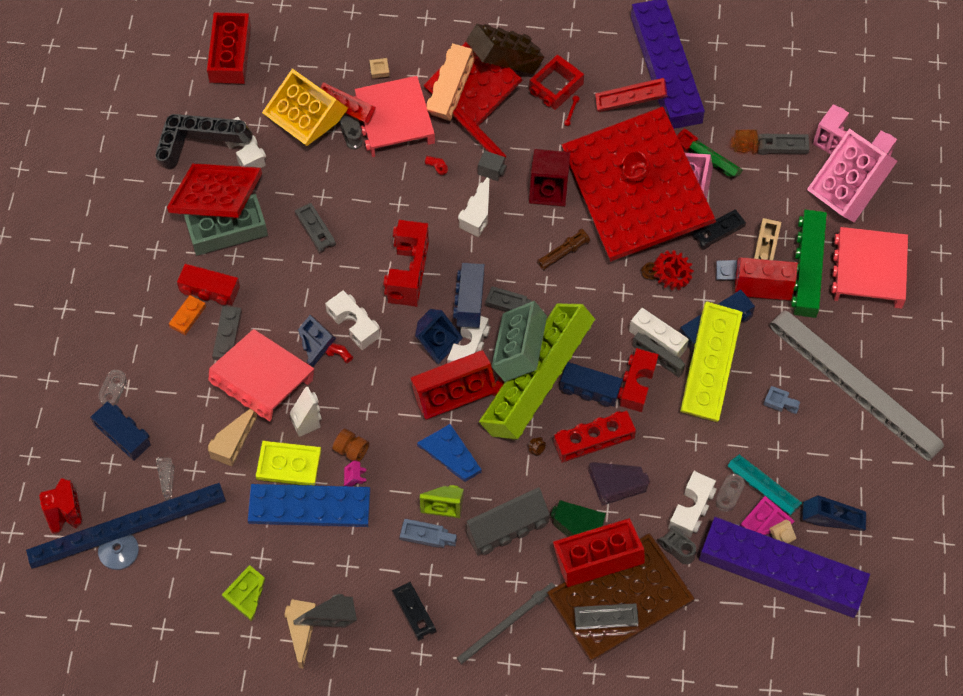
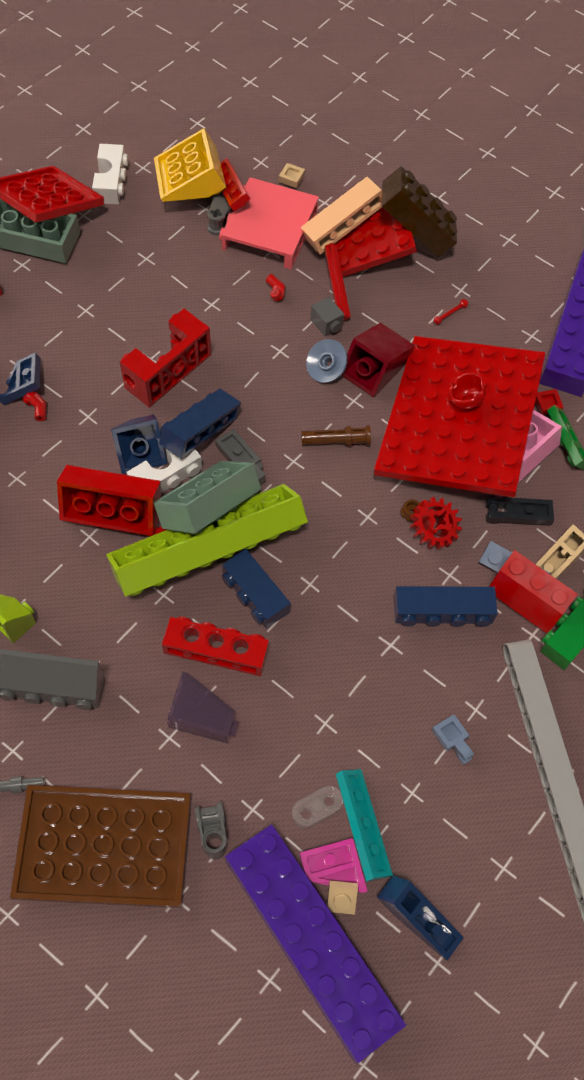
camera: 30 degrees right, 0 degrees up
(179, 127) = (67, 127): black beam -> none
(229, 48) = (167, 87): red brick -> none
(315, 227) = (112, 279): dark grey plate -> none
(343, 308) = (74, 398): white arch -> none
(450, 451) = (59, 570): blue wing -> none
(475, 216) = (277, 352): white slope -> none
(508, 202) = (319, 357): none -> sand blue dish
(537, 446) = (149, 618): reddish brown plate -> none
(566, 70) = (457, 290): red window -> none
(575, 519) = (123, 733): dark green slope -> none
(599, 552) = (108, 778): red slope -> none
(606, 616) = (62, 858): dark grey plate -> none
(631, 95) = (521, 325): red plate -> none
(642, 365) = (324, 601): red arch -> none
(660, 332) = (374, 592): white arch -> none
(665, 359) = (354, 602): dark grey plate -> none
(700, 489) = (245, 806): white arch -> none
(711, 362) = (402, 645): neon yellow plate -> none

